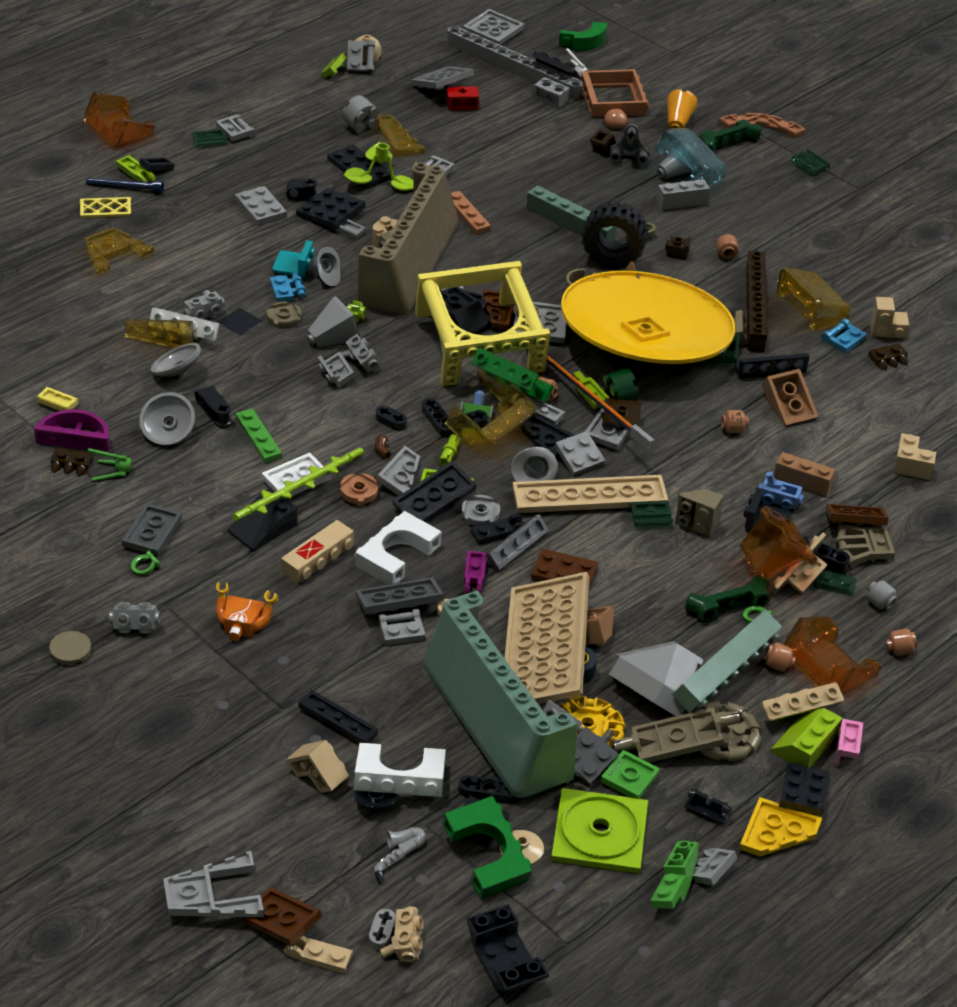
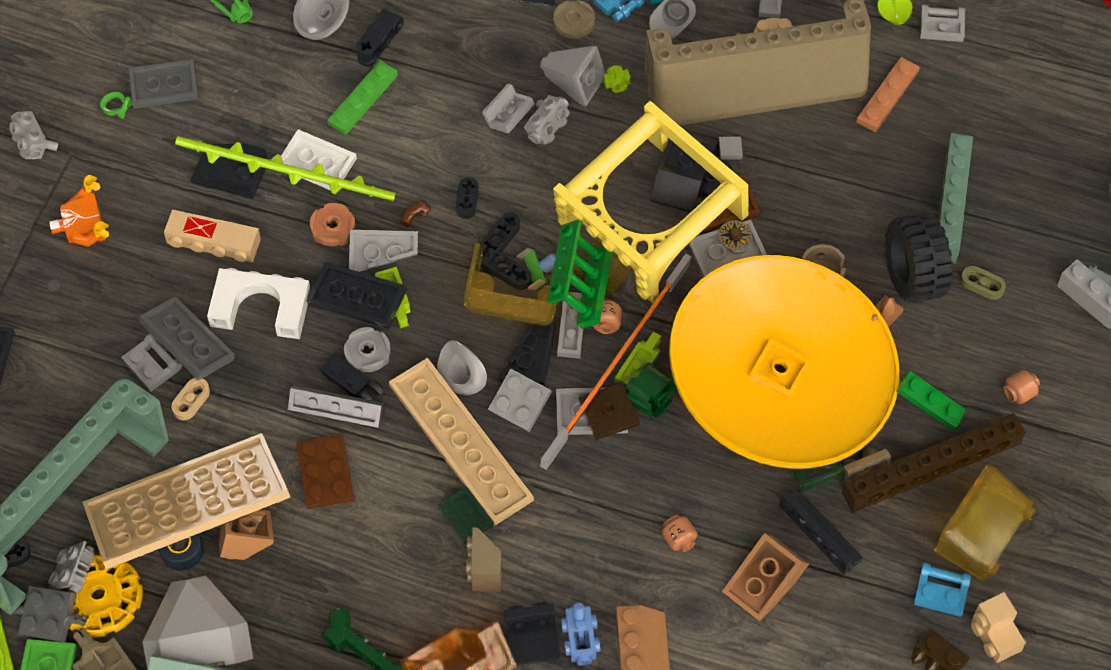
camera: 65 degrees right, 20 degrees up
(449, 450) = (446, 275): lime pin -> none
(475, 570) = (267, 388): magenta hinge -> none
(678, 247) = (979, 340): dark brown brick -> none
(712, 281) = (931, 400): none -> green plate

